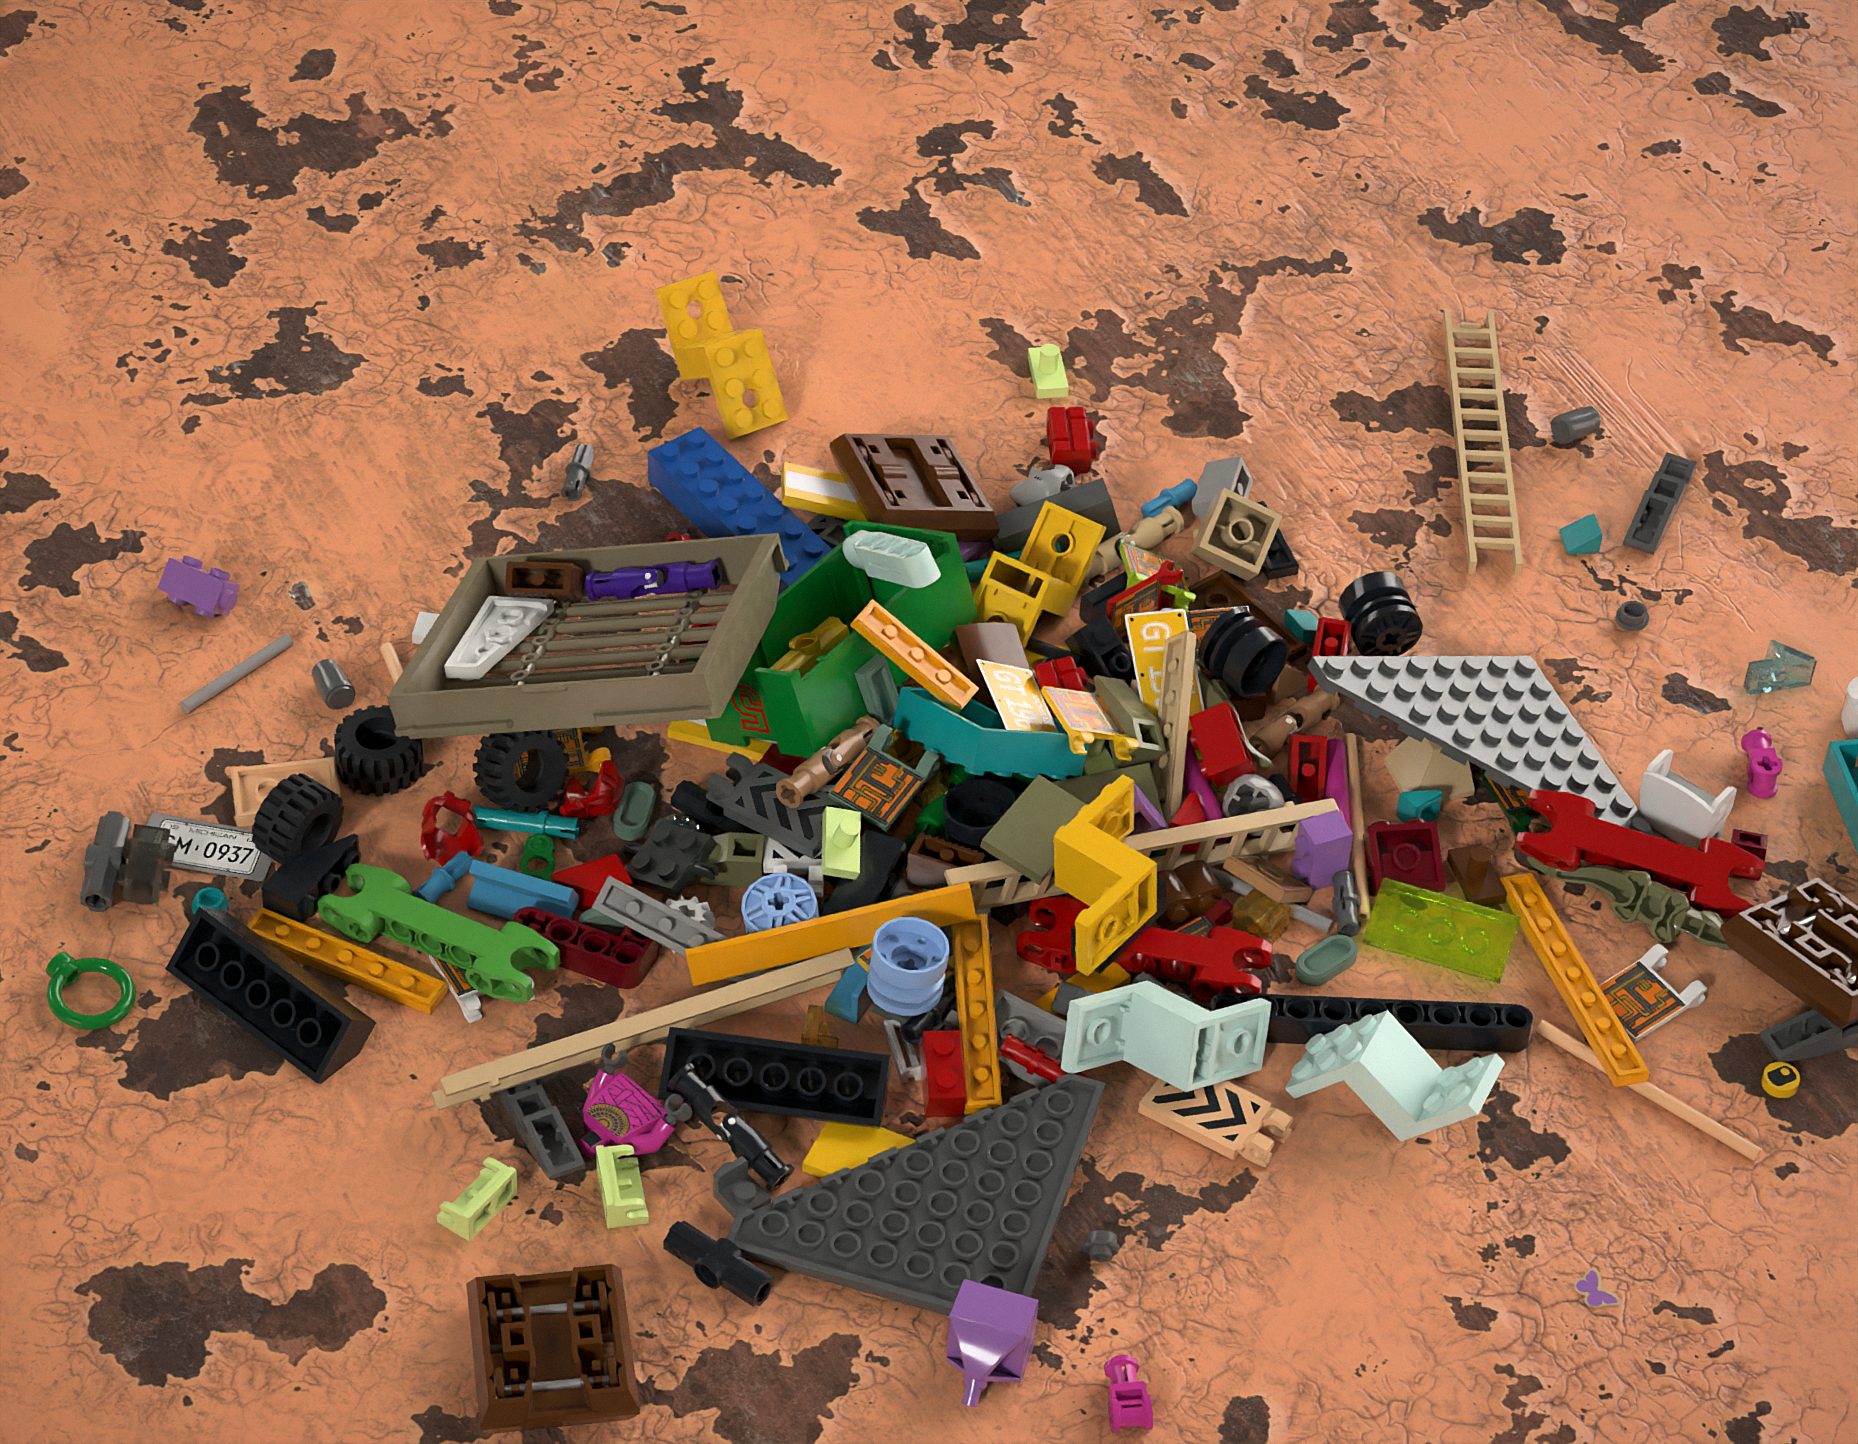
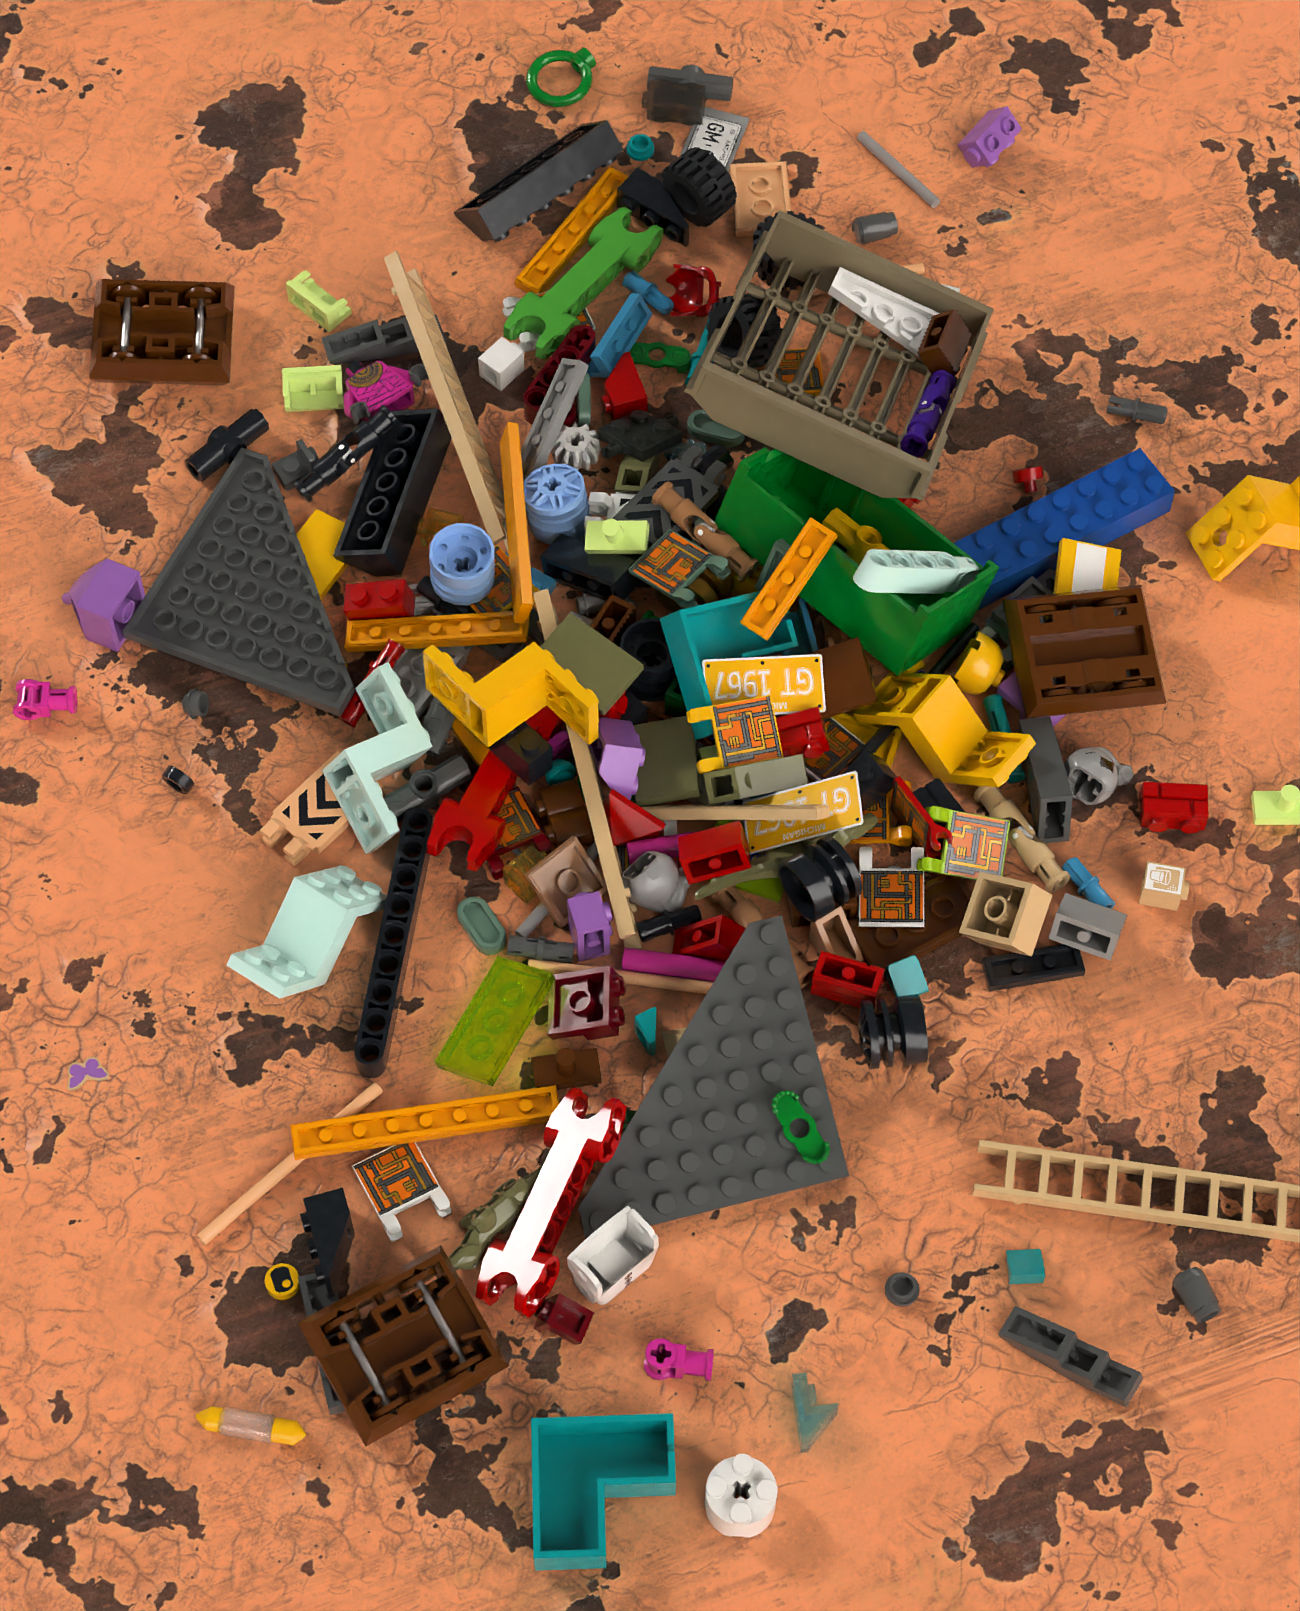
camera: 100 degrees right, 15 degrees up
(566, 1003) = (501, 363): none -> white brick
(1160, 447) = (1163, 886): none -> tan brick
(1211, 1246) = (177, 779): none -> black tile
(1523, 665) = (812, 1146): none -> green piece
(1728, 1029) = (332, 1233): none -> black slope

